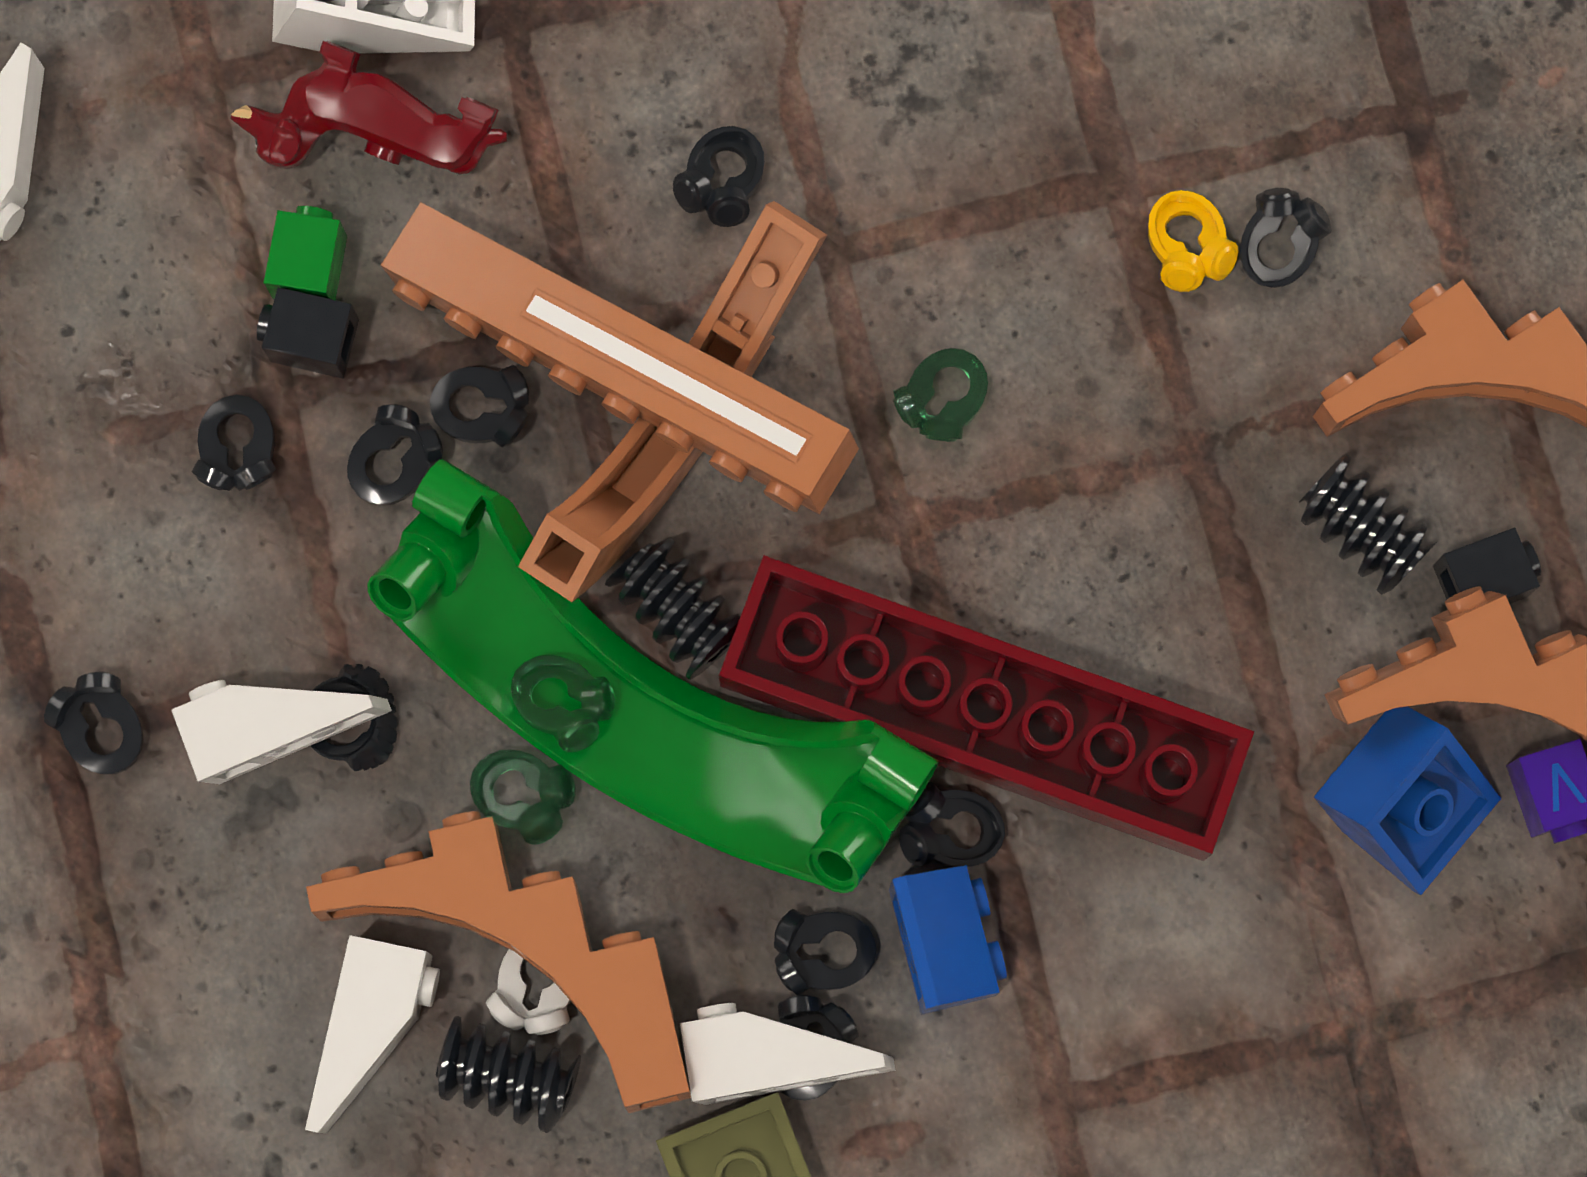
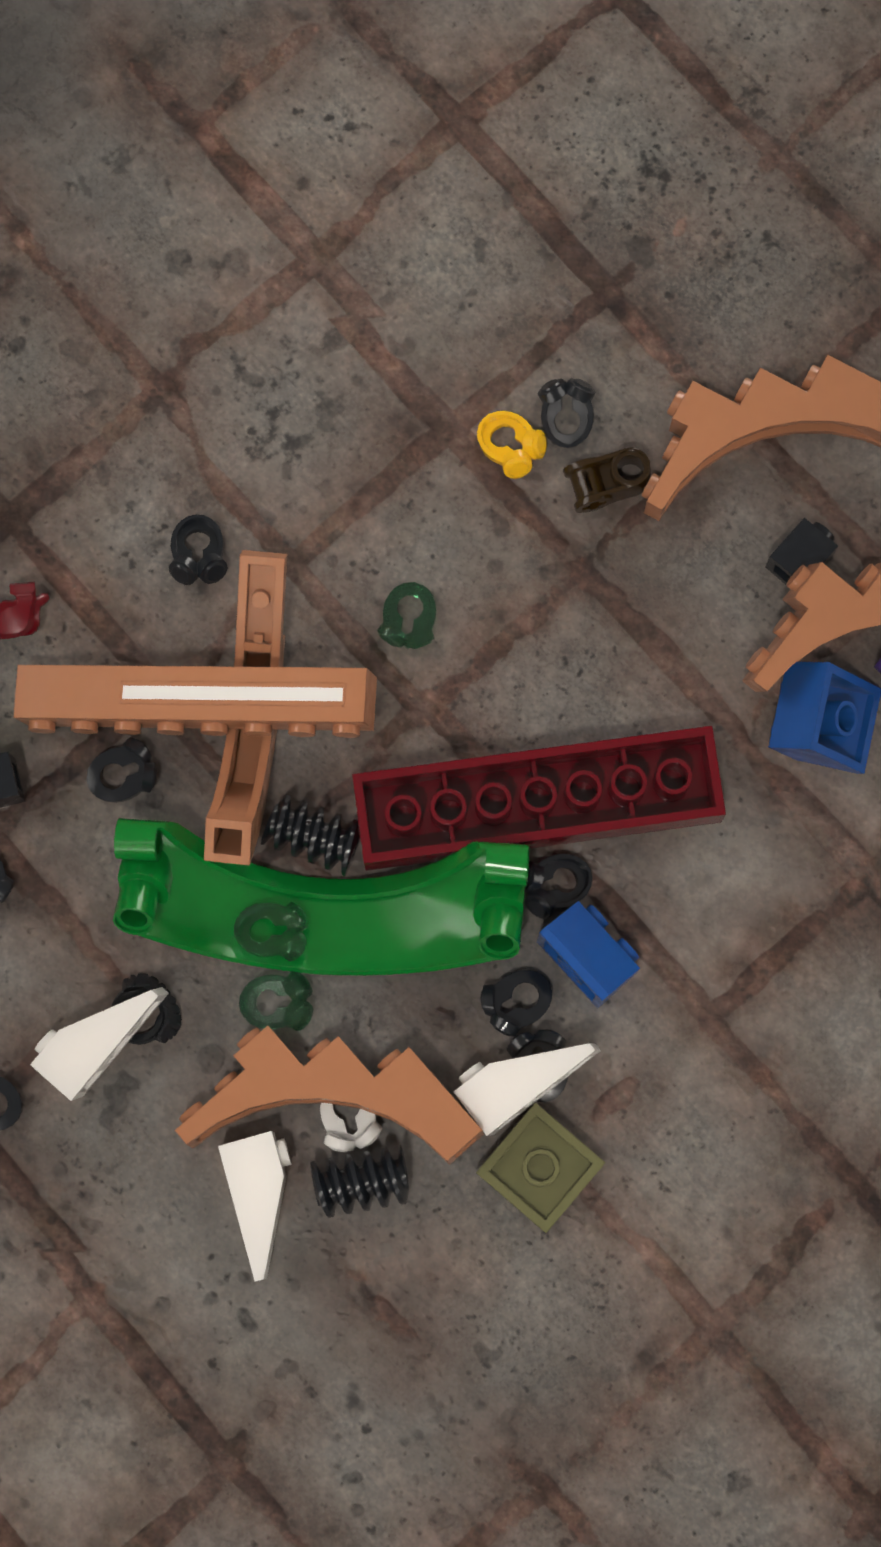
camera: 25 degrees left, 0 degrees up
(390, 425) = (71, 815): black piece -> none
(1284, 348) = (605, 480): none -> dark brown piece
(1365, 524) = (712, 563): black piece -> none

